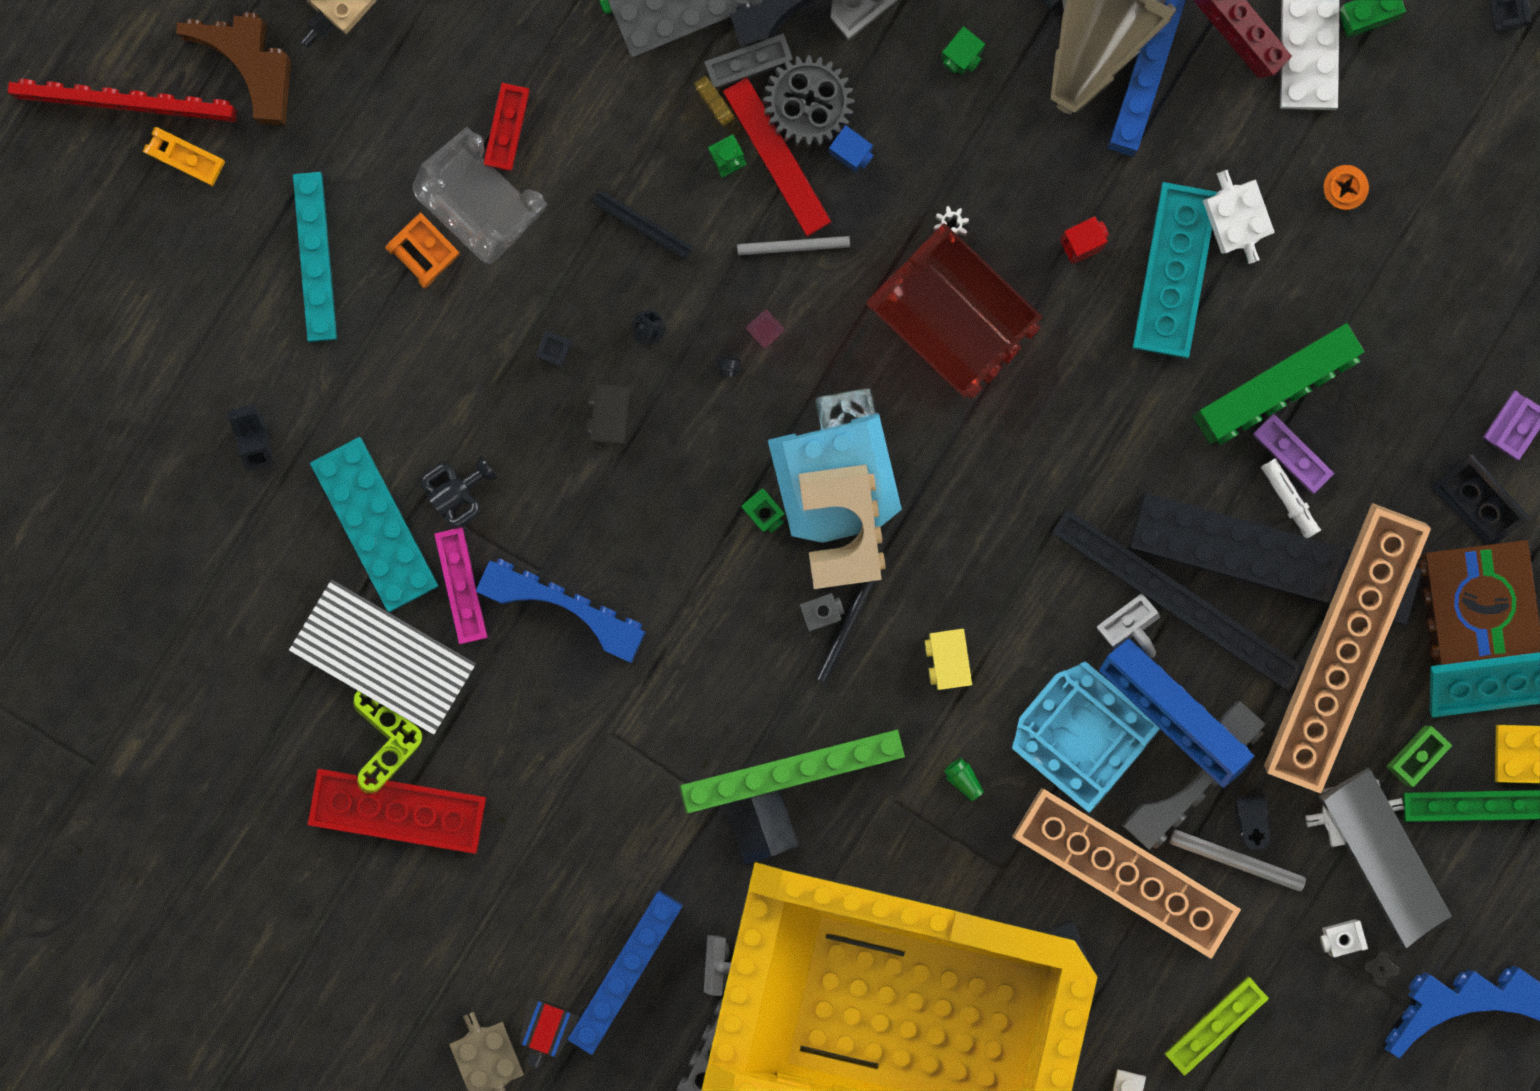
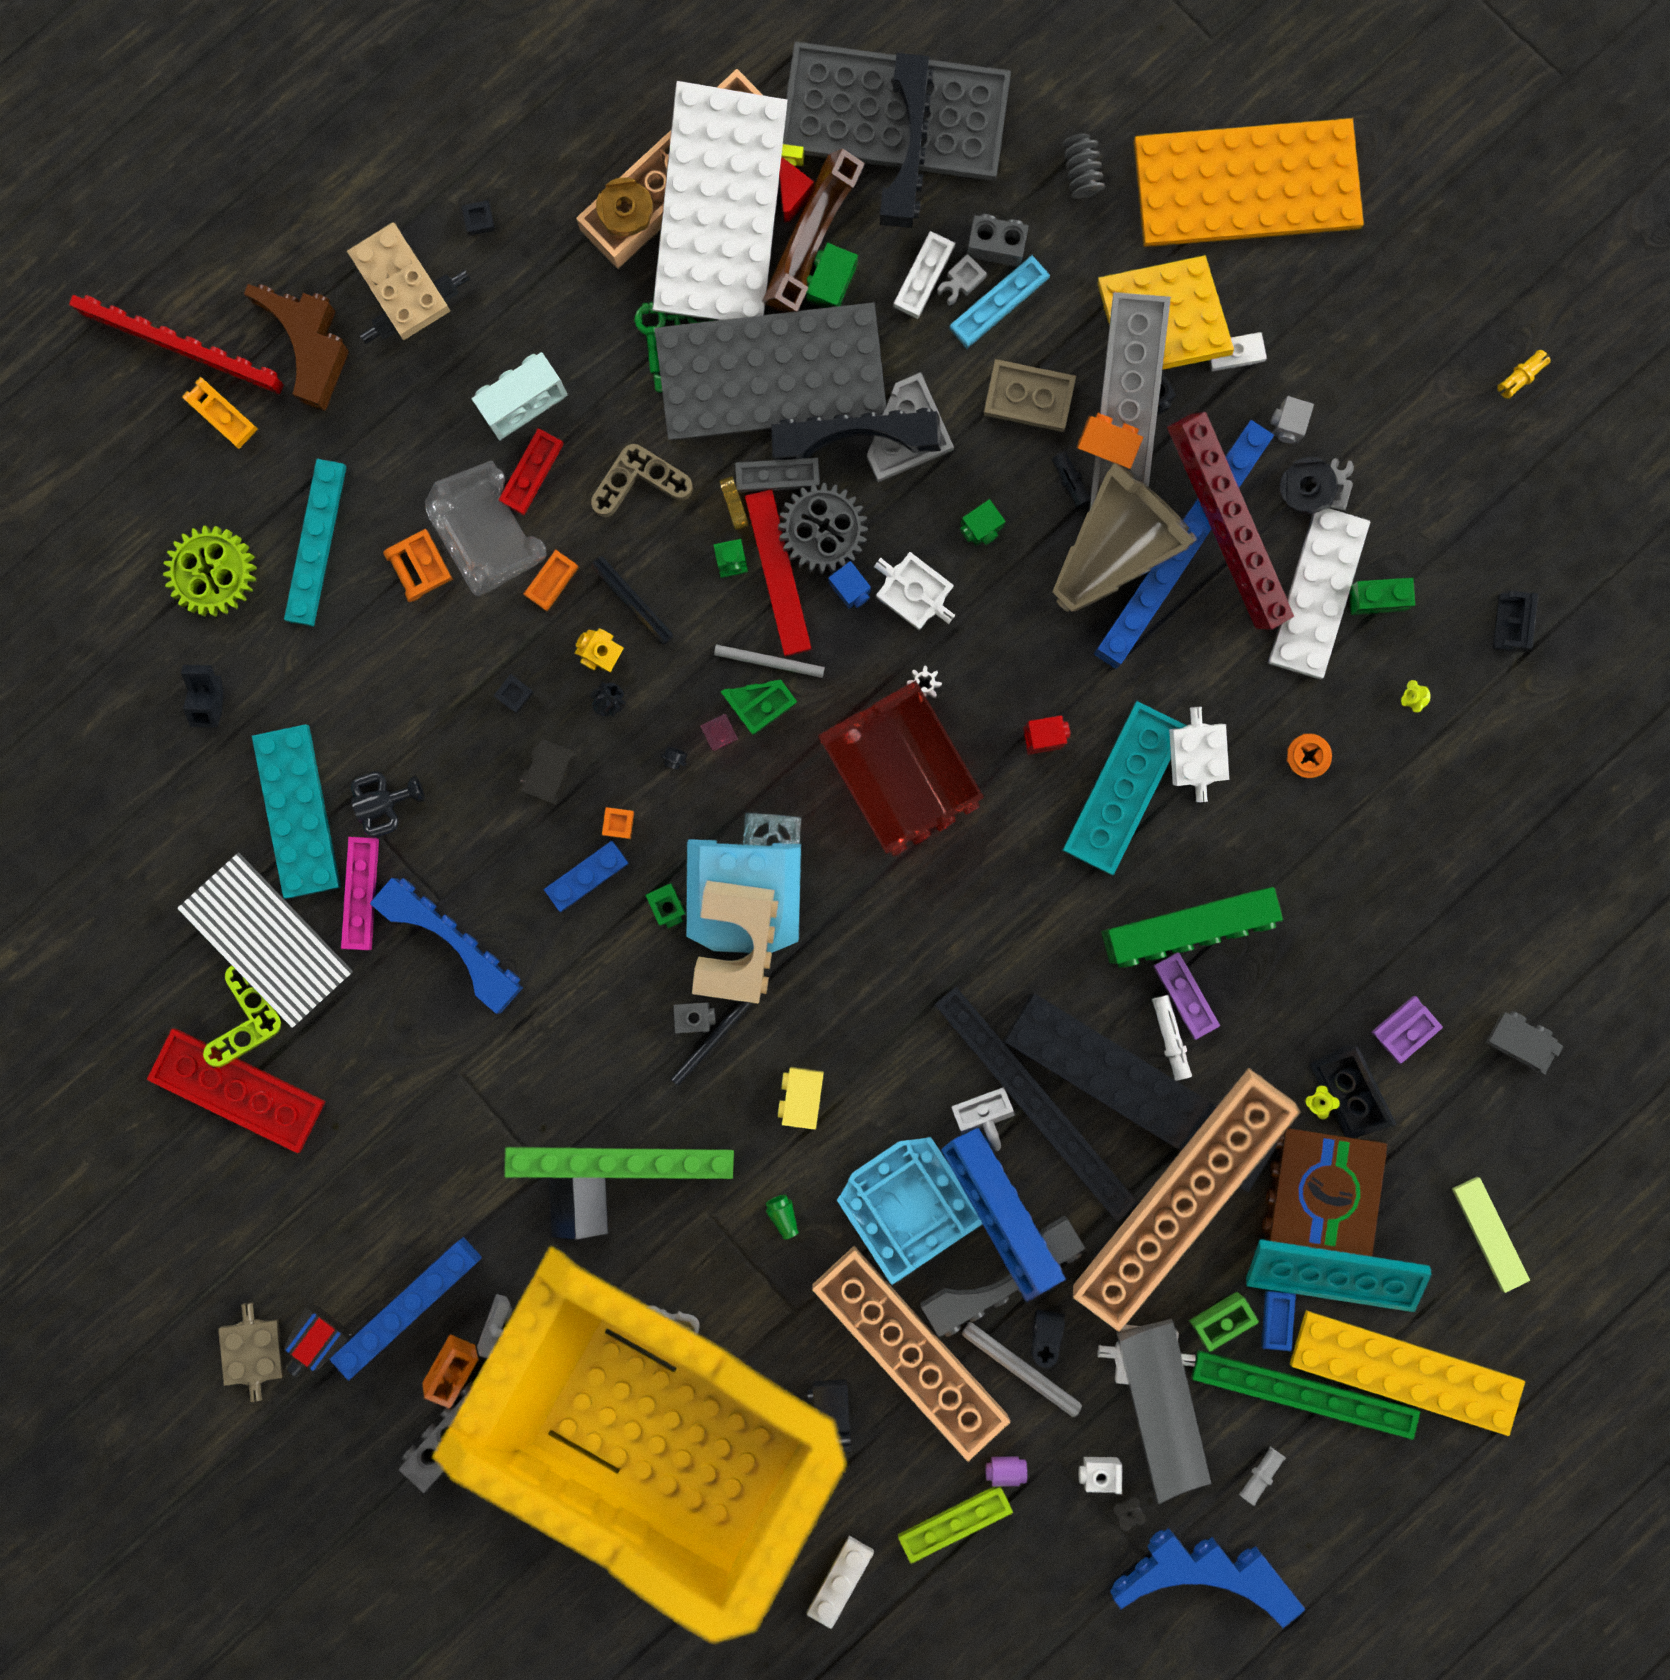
camera: 10 degrees right, 0 degrees up
(201, 329) = (186, 580): none -> lime gear
(475, 55) = (519, 395): none -> light aqua brick
(557, 228) = (551, 580): none -> orange tile
(605, 99) = (632, 471): none -> dark tan beam
(624, 282) = (598, 650): none -> yellow brick
(676, 506) = (586, 876): none -> blue plate
(686, 1019) = (450, 1371): none -> orange brick
(692, 445) = (618, 823): none -> orange plate
(796, 289) = (760, 703): none -> green wing
(915, 136) = (914, 591): none -> white plate
(1251, 961) = (1006, 1471): none -> medium lavender brick
(1432, 100) = (1415, 696): none -> neon yellow plate
(1449, 525) = (1317, 1108): none -> neon yellow plate
(1472, 742) = (1278, 1320): none -> blue tile
(1499, 895) = (1262, 1476): none -> light grey pin

